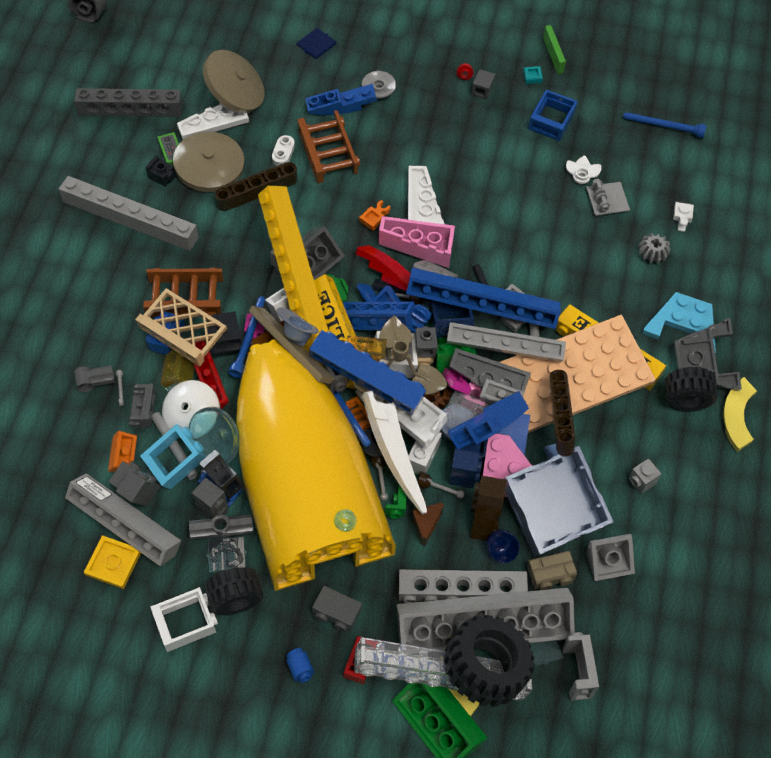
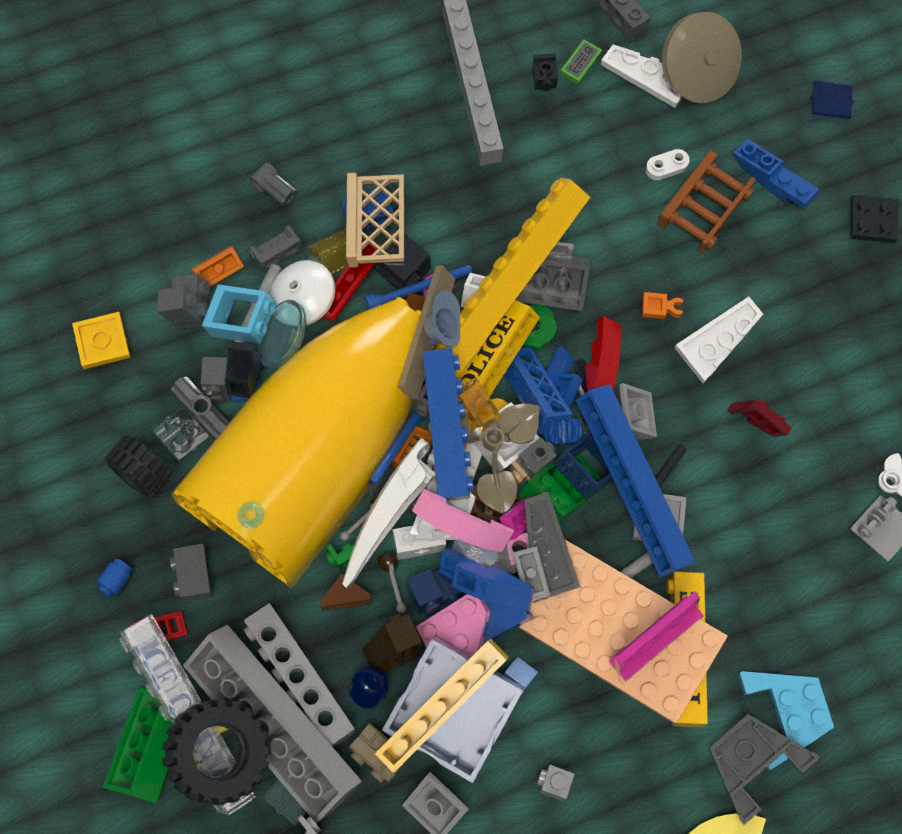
camera: 50 degrees right, 10 degrees up
(119, 374) = (295, 204): light grey hinge -> none
(123, 519) = (144, 323): light grey brick -> none
(179, 602) = (69, 428): white window -> none
(193, 276) = (415, 213): dark orange fence -> none
(208, 161) = (594, 106): dark tan dish -> none
(249, 188) = (606, 179): dark brown beam -> none
(383, 83) = (834, 190): light grey dish -> none
(412, 74) = (874, 219): none -> black plate
(418, 238) = (664, 370): bright pink wedge -> none
(438, 410) = (461, 524): none -> bright pink slope
(490, 210) = (761, 417): none -> dark red wing
(506, 342) = (596, 538): light grey plate -> none
(556, 497) = (441, 705): none -> yellow brick
(562, 413) = (543, 655): dark brown beam -> none
(595, 350) = (657, 637): none -> dark pink fence
(654, 248) = (856, 609): light grey gear -> none
(691, 389) = (695, 768): black tyre -> none

